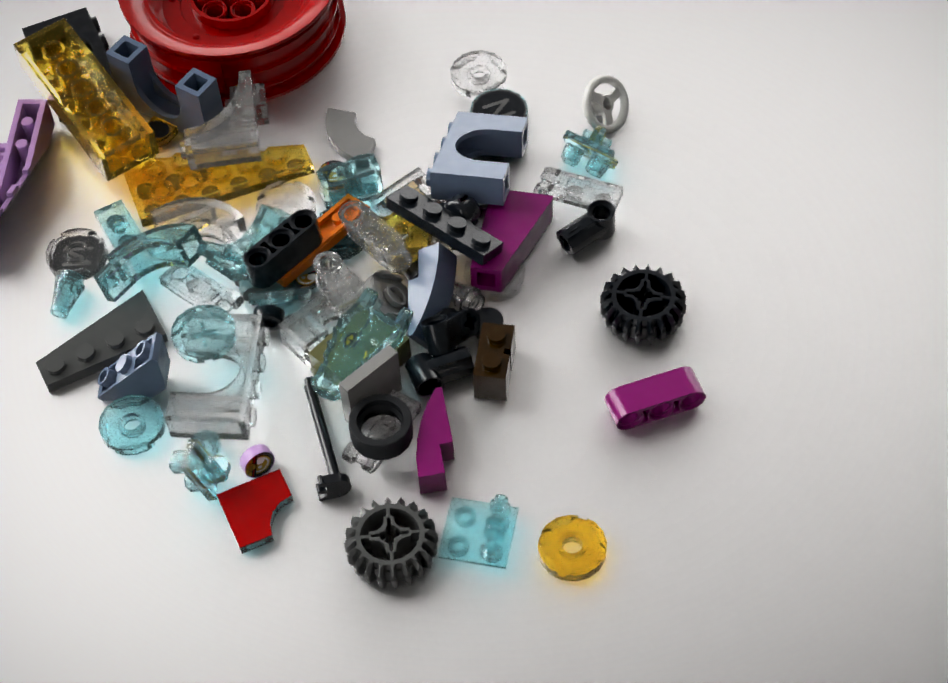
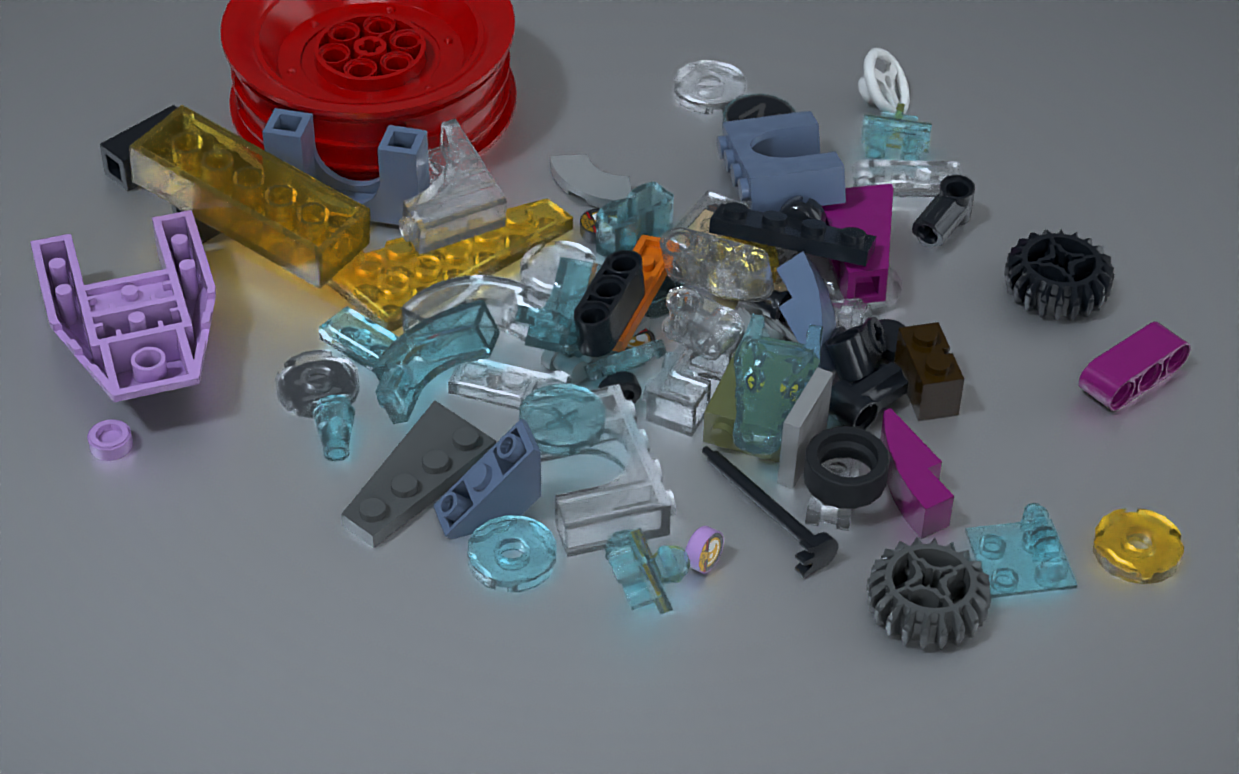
camera: 25 degrees left, 10 degrees down
(253, 507) = (729, 606): red tile -> none

